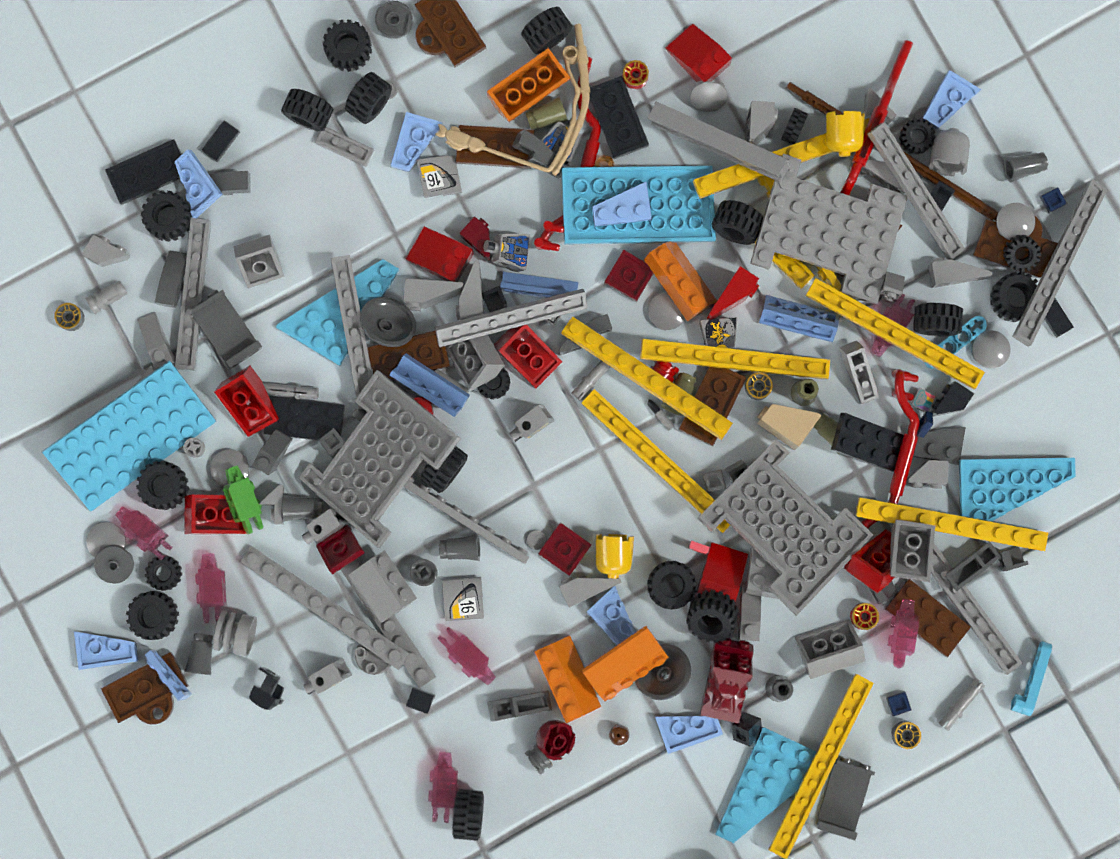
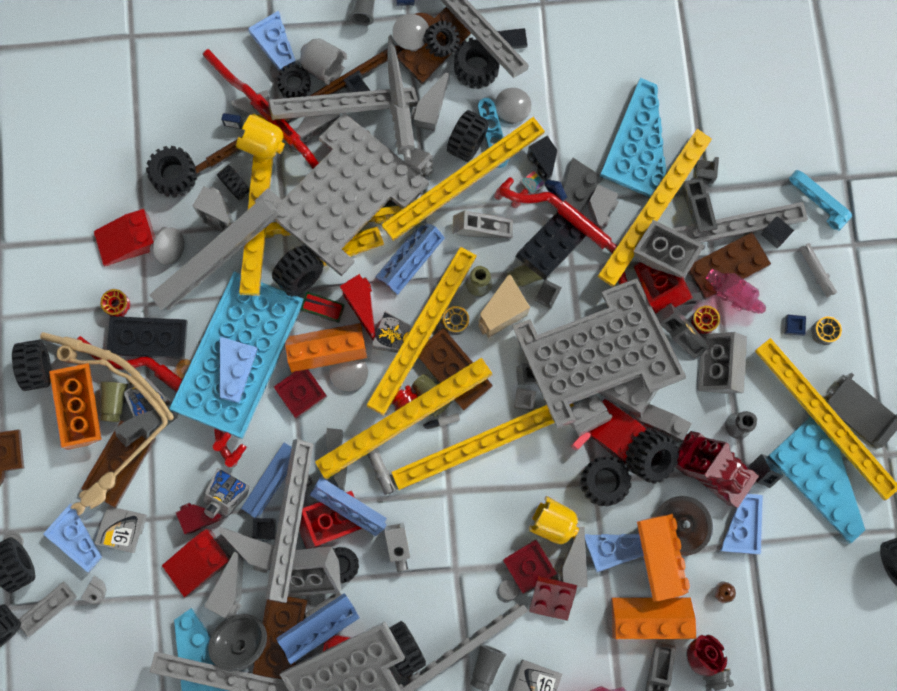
camera: 70 degrees left, 5 degrees down
(377, 180) = (95, 591): none -> light grey piece
(545, 581) = (552, 598): none -> dark red plate
(546, 364) = (348, 506): none -> medium blue fence
(716, 260) = (322, 307): none -> slope
(724, 544) = (589, 415): none -> light grey plate
(784, 52) = (161, 161): none -> black tyre
(822, 460) = (548, 294): none -> dark grey panel
(842, 597) = (682, 331): none -> dark grey slope
(853, 97) = (231, 120): none -> dark blue tile
(898, 315) = (447, 168): clear pink hinge -> none
(934, 244) = (399, 108): none -> light grey piece
(981, 650) = (777, 232): none -> black panel

